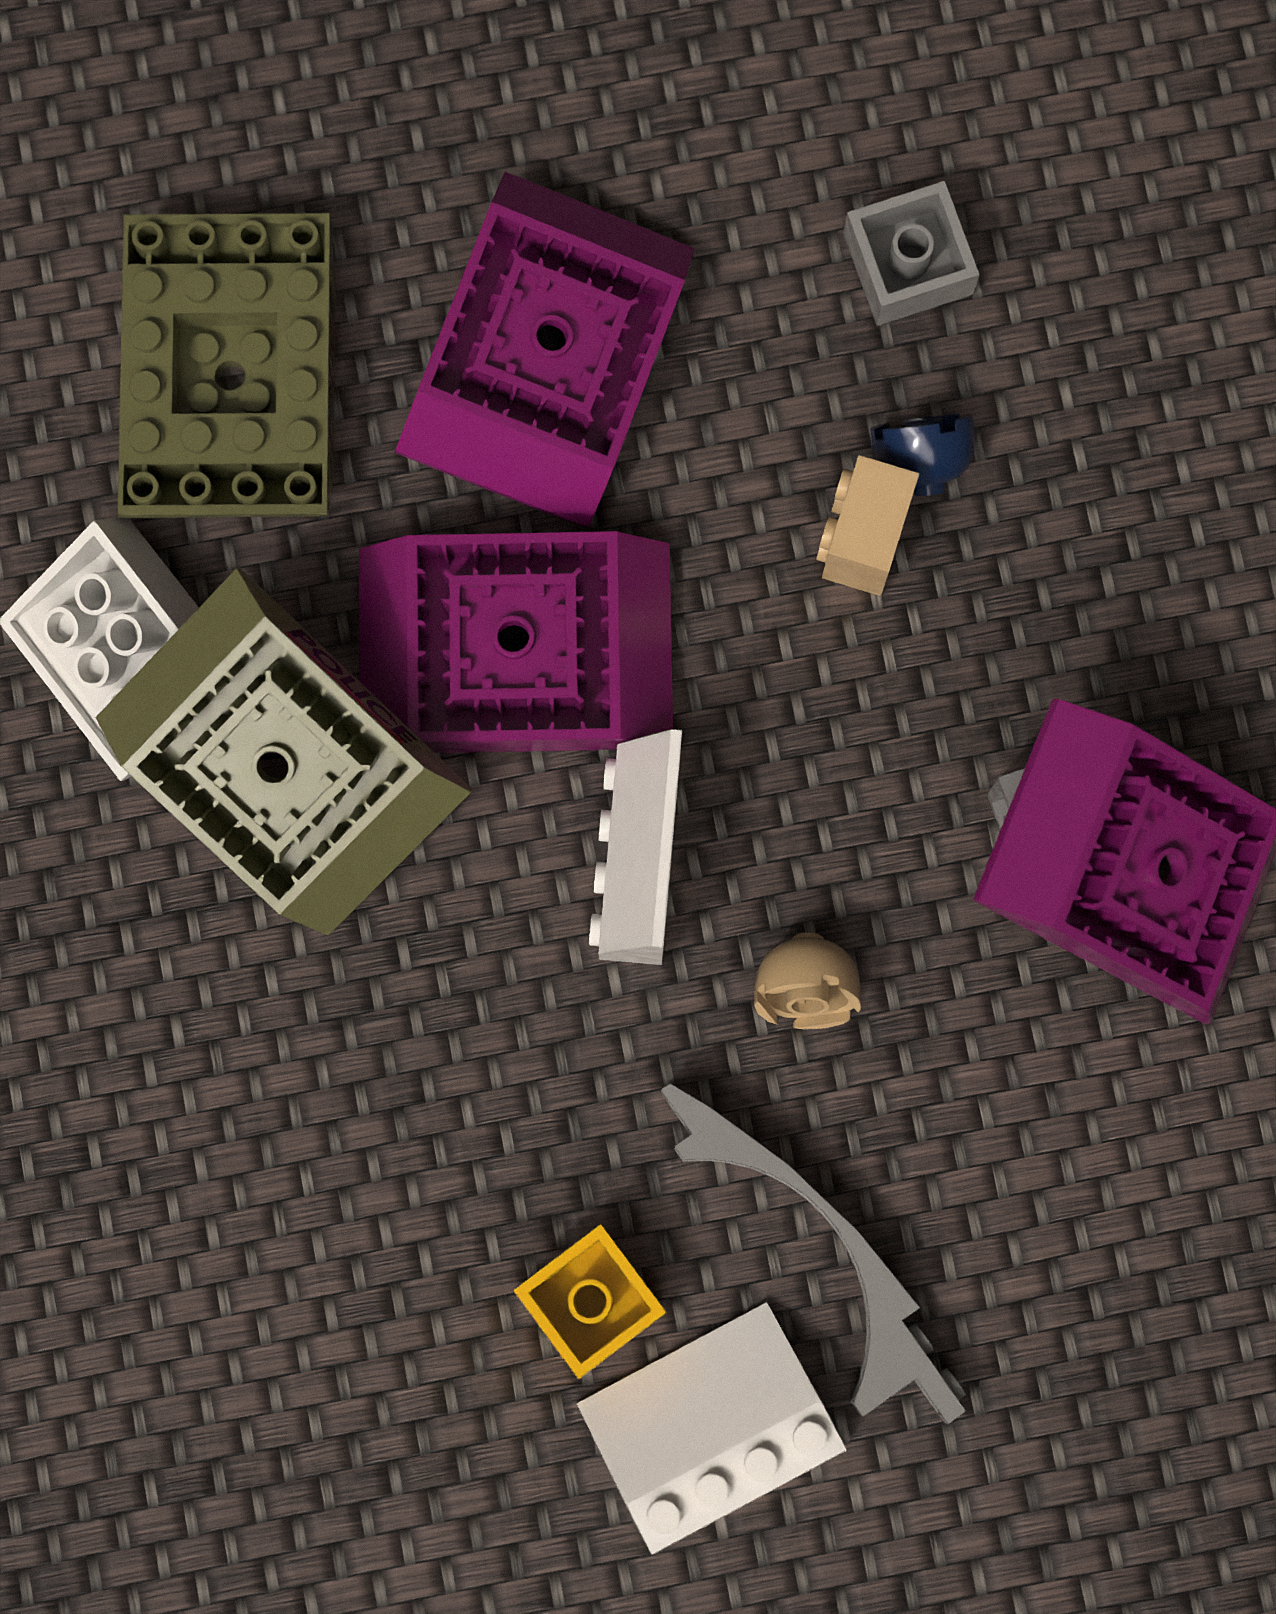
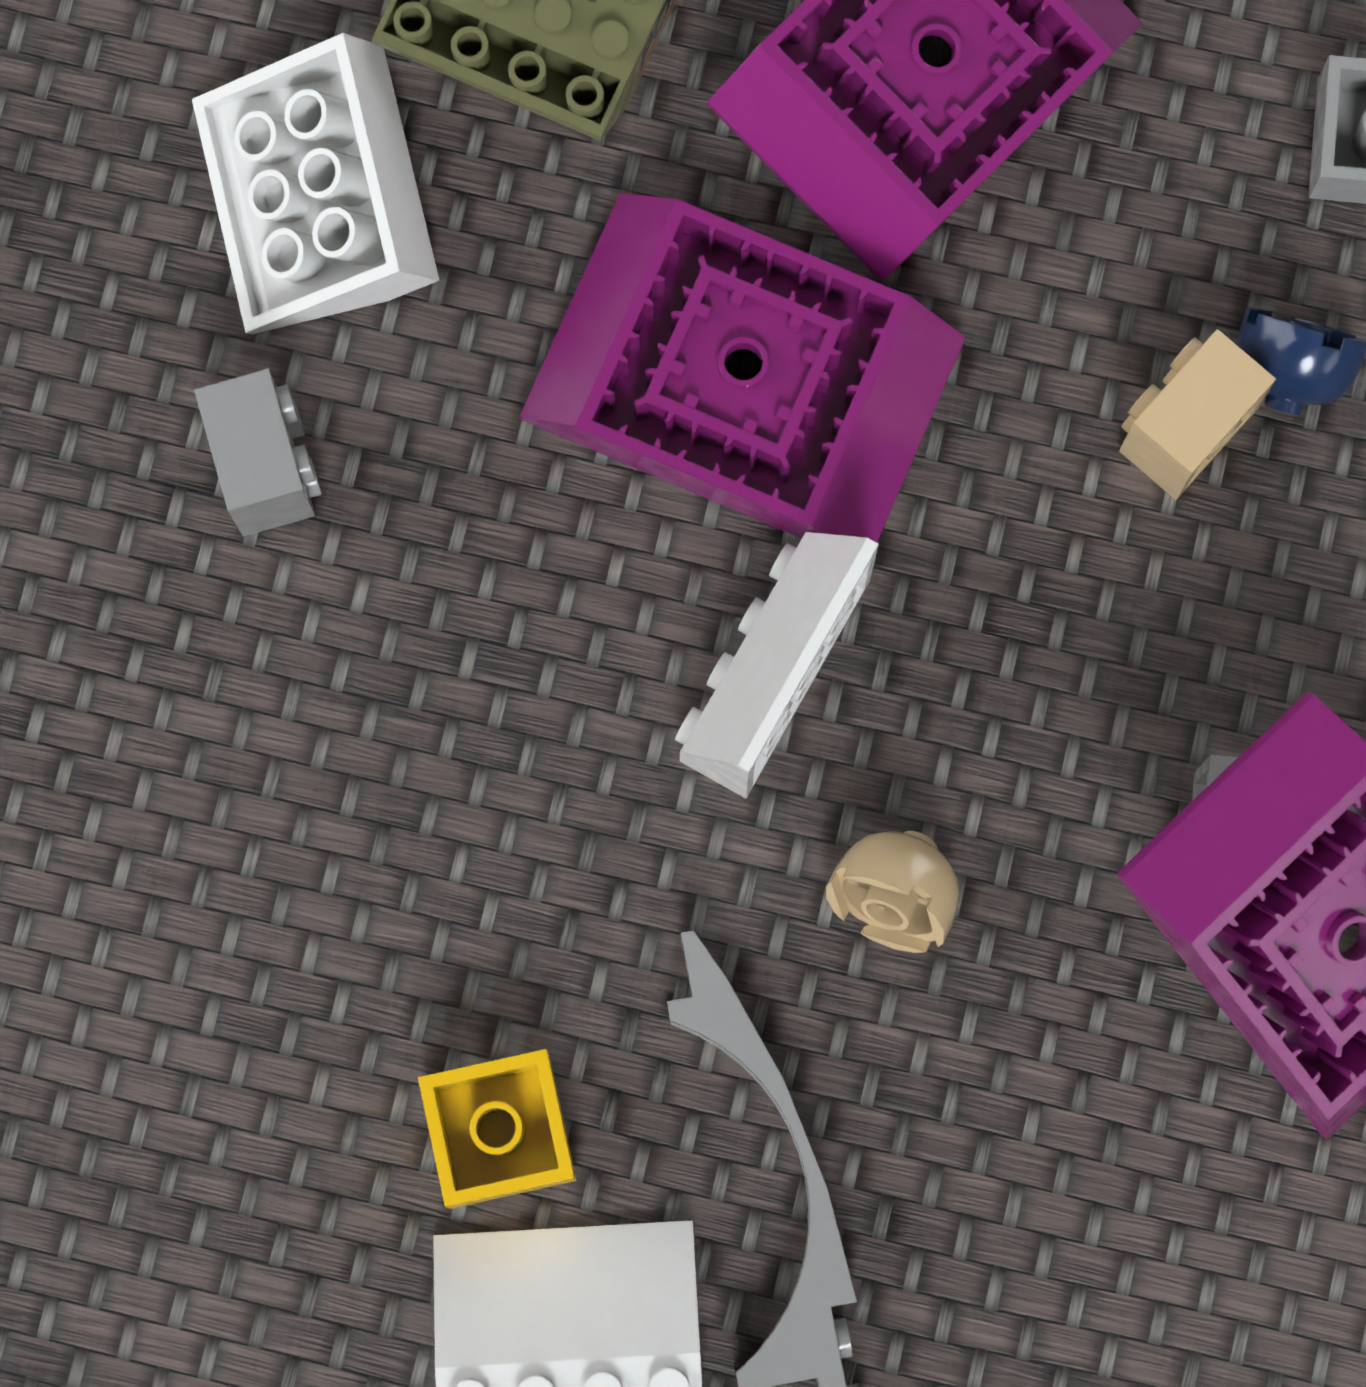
camera: 25 degrees right, 0 degrees up
(172, 872) = (255, 454): none -> light grey brick
(255, 683) = (438, 287): olive slope -> none

